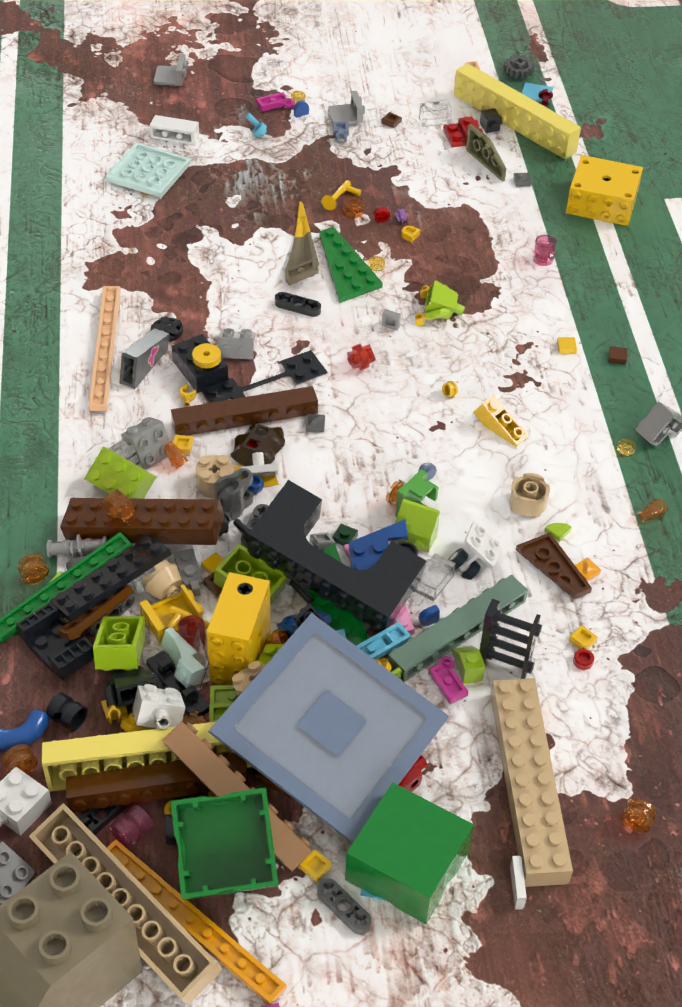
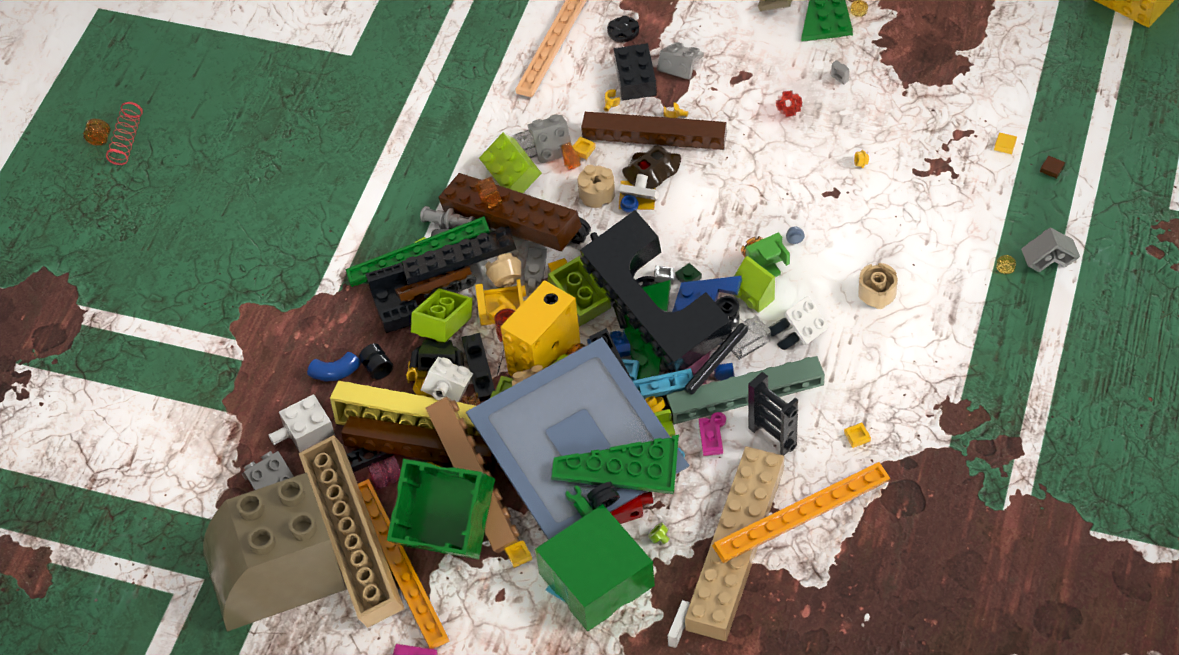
camera: 30 degrees right, 5 degrees up
(20, 757) = (322, 389): clear orange wheel -> none
(33, 568) = (402, 228): clear orange wheel -> none
(142, 357) = (585, 51): dark grey slope -> none
(188, 669) = (488, 354): light aqua slope -> none
(206, 355) = (638, 67): yellow piece -> none
(232, 490) = (602, 206): dark grey piece -> none
(256, 391) = (676, 113): none -> yellow piece
(287, 301) = (748, 23): black beam -> none
(299, 368) = (726, 99): black hinge -> none
(315, 423) = (715, 159): dark grey tile -> none
(342, 896) = (524, 602): dark grey beam -> none
(365, 789) = (580, 503): none -> green bar
(387, 774) = (604, 495): none -> black wheel
(397, 735) = (629, 466): none -> green wing
(420, 605) = (716, 358): none -> black axle
(439, 303) = (896, 67): lime torso -> none
(449, 795) = (659, 533): none -> lime tile
(469, 664) = (737, 426): lime slope -> none
(500, 421) = (892, 204): yellow slope -> none
(544, 250) = (1036, 35): clear pink wheel -> none
(553, 562) = (868, 357): reddish brown wing -> none
(558, 530) = (891, 327): lime tile -> none
(578, 730) = (800, 512): none -> light orange plate
(583, 659) = (847, 454): red tile -> none
(588, 569) = (897, 372): light orange tile -> none
(639, 815) = (815, 604): clear orange wheel -> none
(653, 510) = (994, 334): clear orange cone -> none

